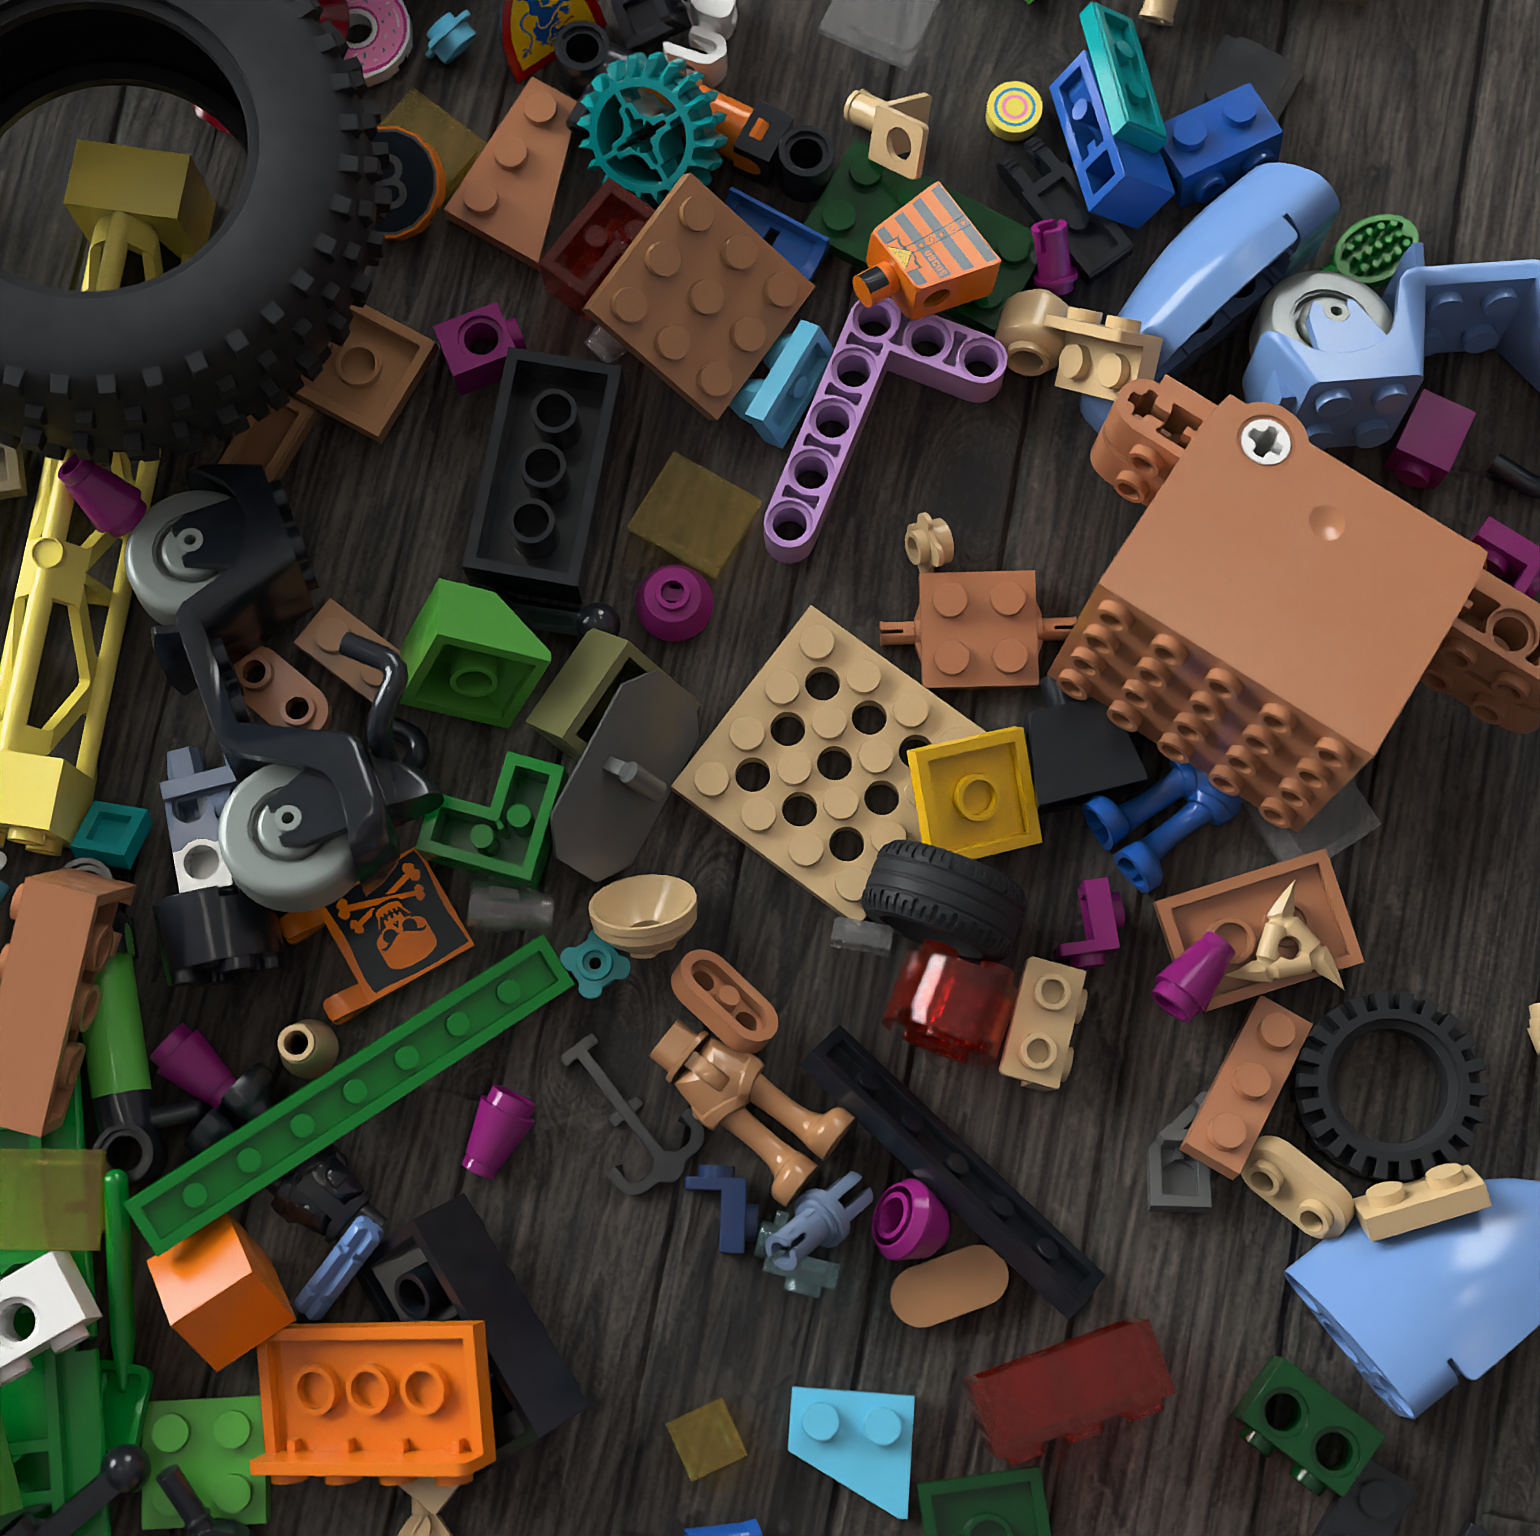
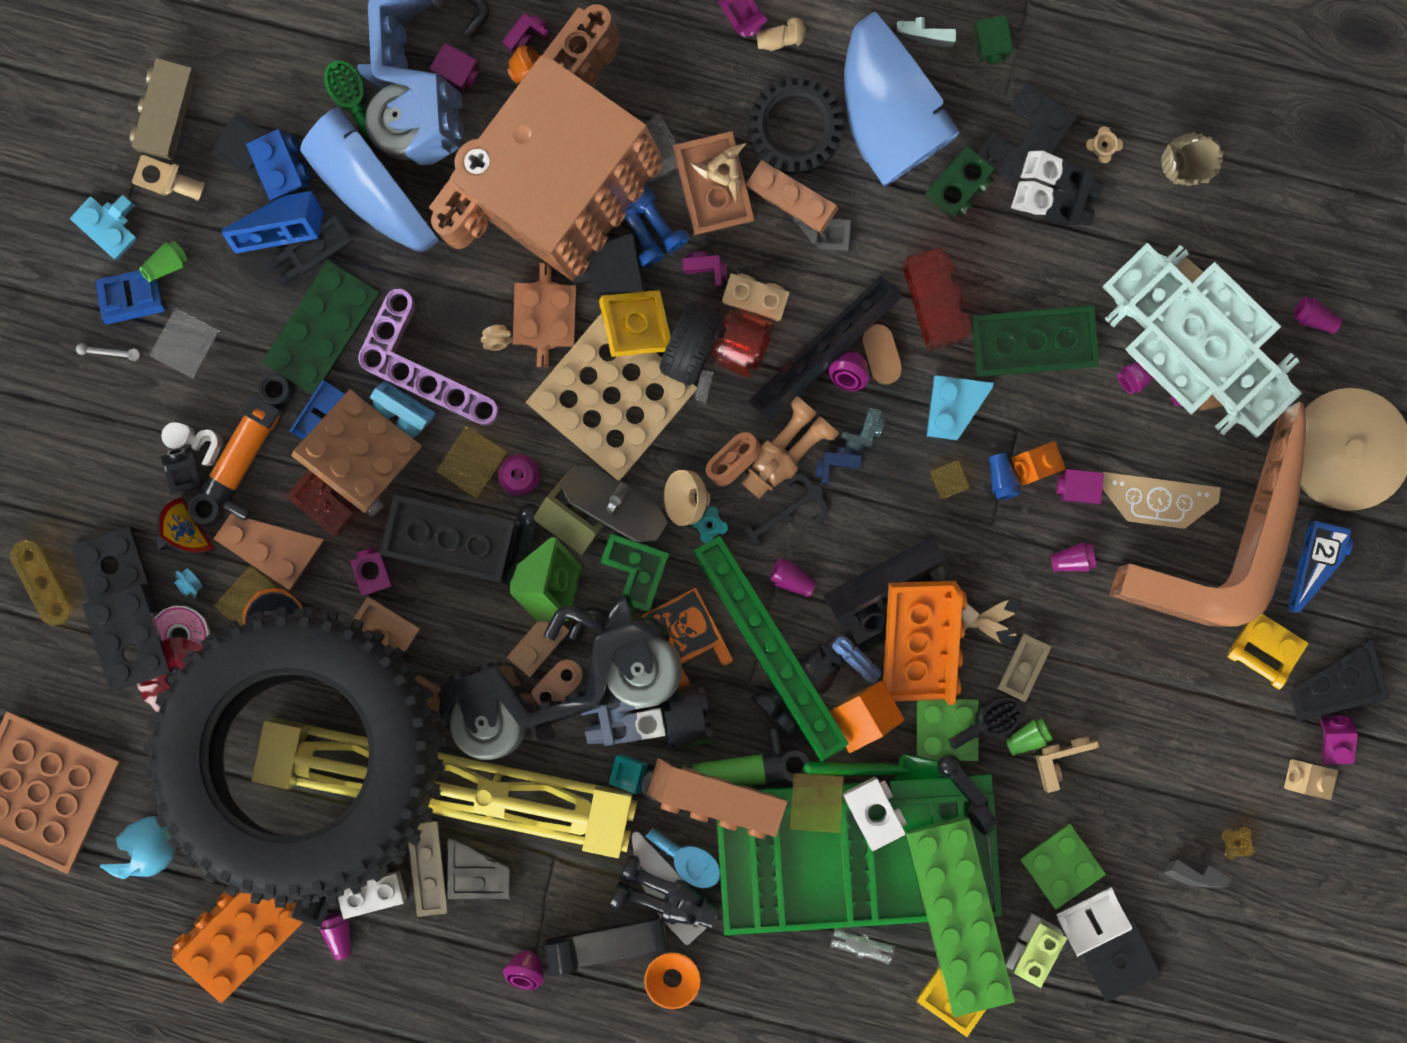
camera: 90 degrees left, 10 degrees up
(103, 496) = (458, 766): magenta cone -> none
(193, 1065) = (751, 731): magenta cone -> none
(319, 1054) = (740, 665): tan cone -> none
(507, 906) = (677, 569): clear cone -> none
(625, 94) = (242, 468): teal gear -> none
(818, 1221) = (847, 416): sand blue arm -> none
(895, 129) = (260, 340): tan bracket -> none
(927, 258) = (342, 327): orange torso -> none
(1014, 111) = (249, 274): light yellow tile -> none
(1020, 329) = (381, 273): tan head -> none
(1053, 257) = (346, 258): magenta pin -> none
(1101, 356) = (404, 237): tan bracket -> none
(1123, 78) = (239, 213): teal tile -> none
(1192, 978) = (737, 219): magenta cone -> none
(1298, 1188) = (844, 175): tan plate -> none
(1441, 1195) = (857, 125): tan plate -> none

